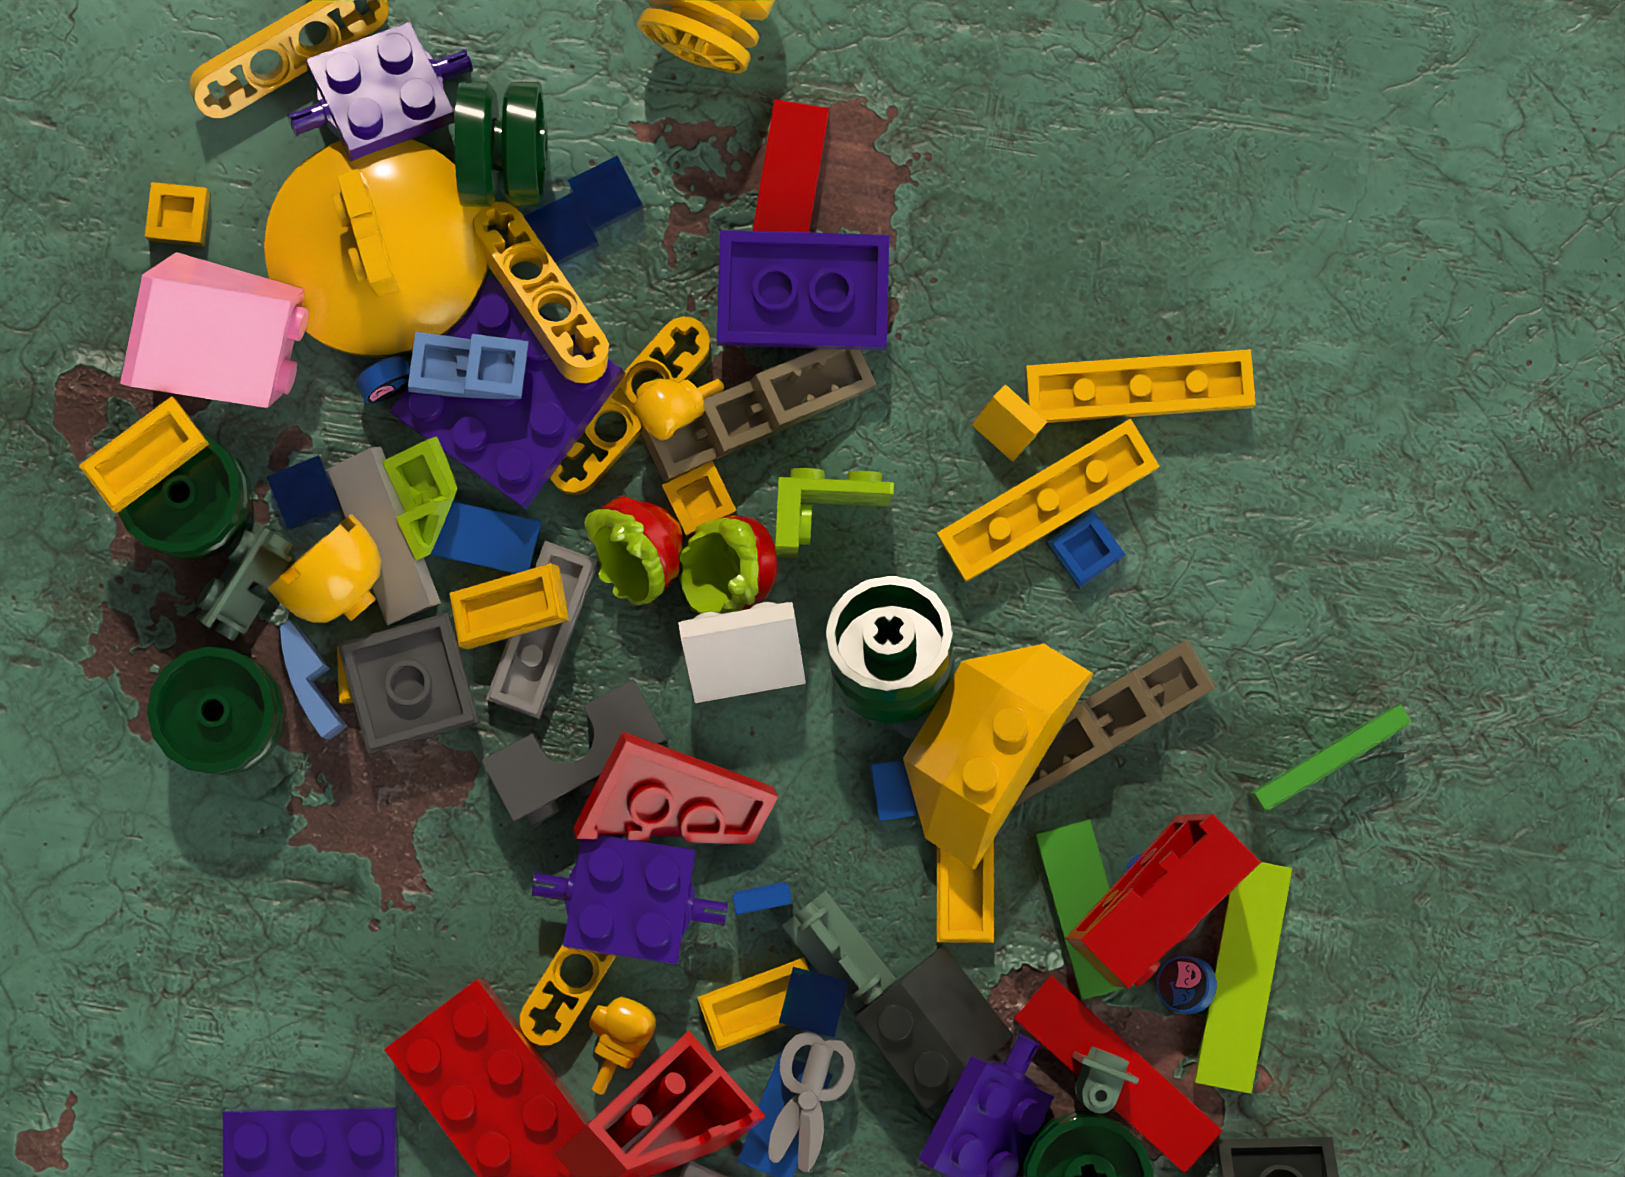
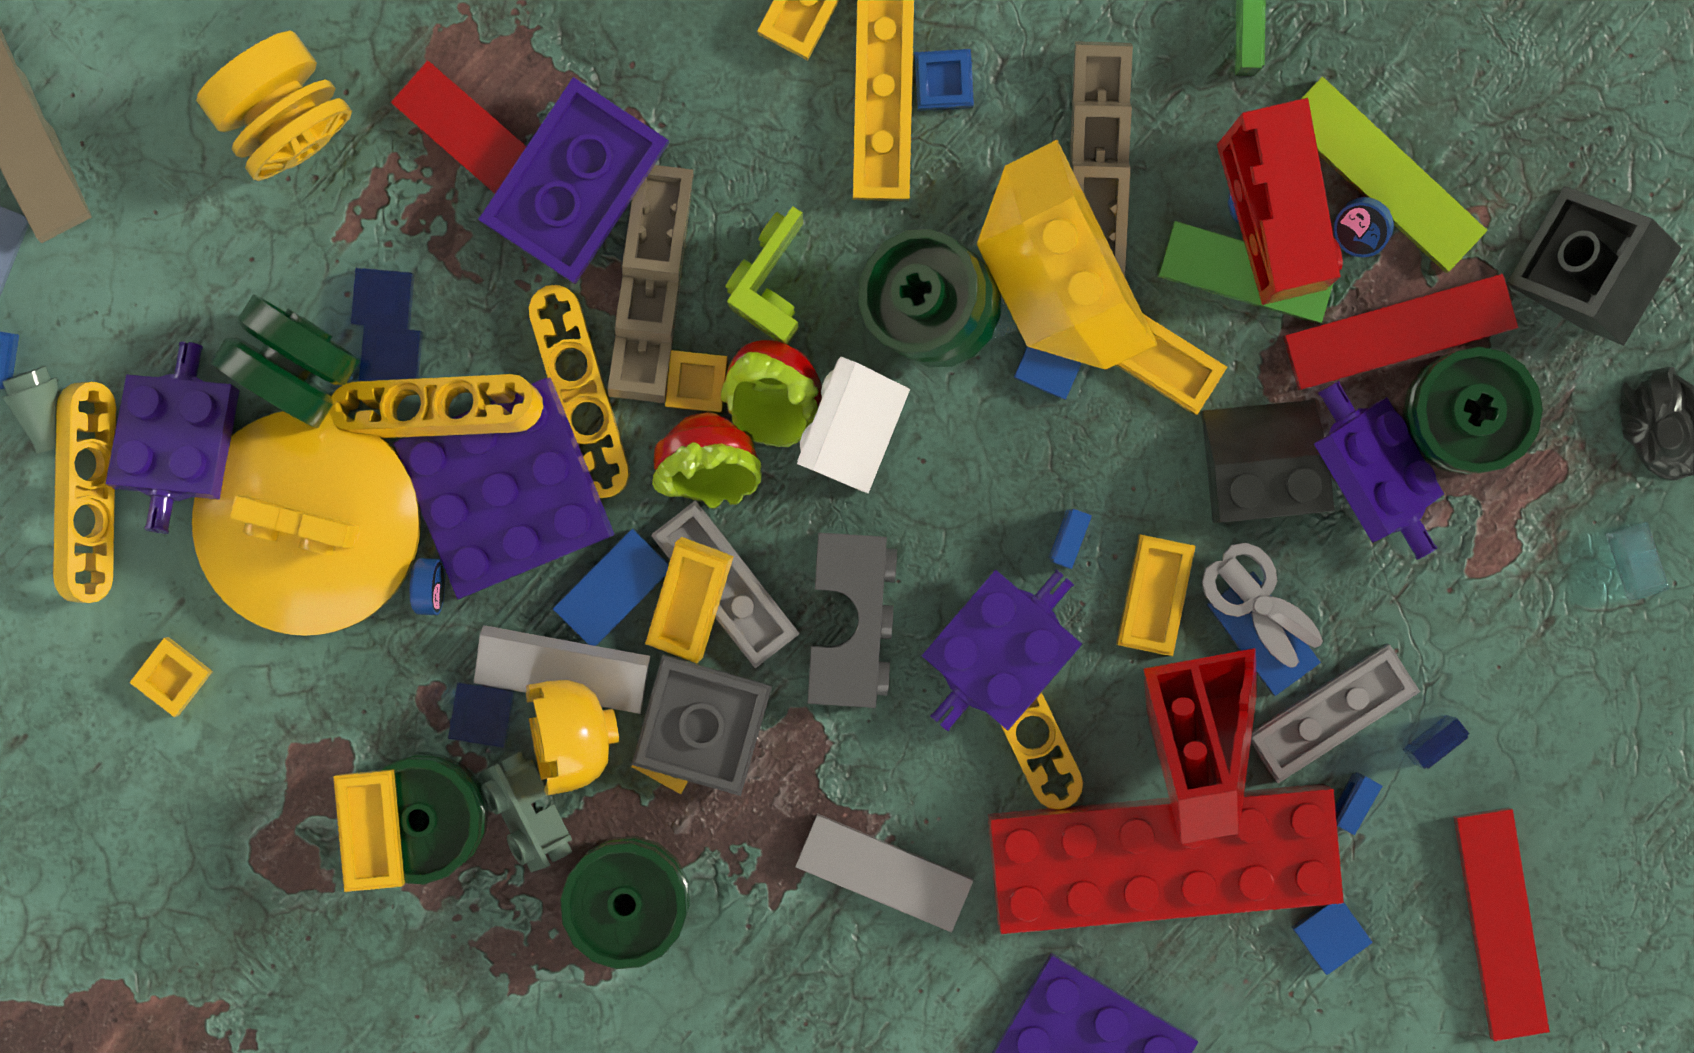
camera: 60 degrees left, 5 degrees up
(214, 333) = (298, 706): bright pink slope -> none
(304, 667) = (631, 805): medium blue slope -> none
(378, 919) = (884, 872): none -> light grey tile
(425, 491) = (546, 610): lime slope -> none
(468, 367) = (462, 508): medium blue slope -> none
(623, 1034) = (1109, 725): yellow piece -> none
(670, 405) = (603, 356): yellow piece -> none
(672, 794) = (937, 558): wing -> none
(813, 1001) = (1183, 549): clear blue tile -> none
(839, 951) = (1155, 502): sand green hinge -> none
(1009, 423) = (797, 77): yellow tile -> none
(1101, 1079) = (1402, 347): sand green hinge -> none

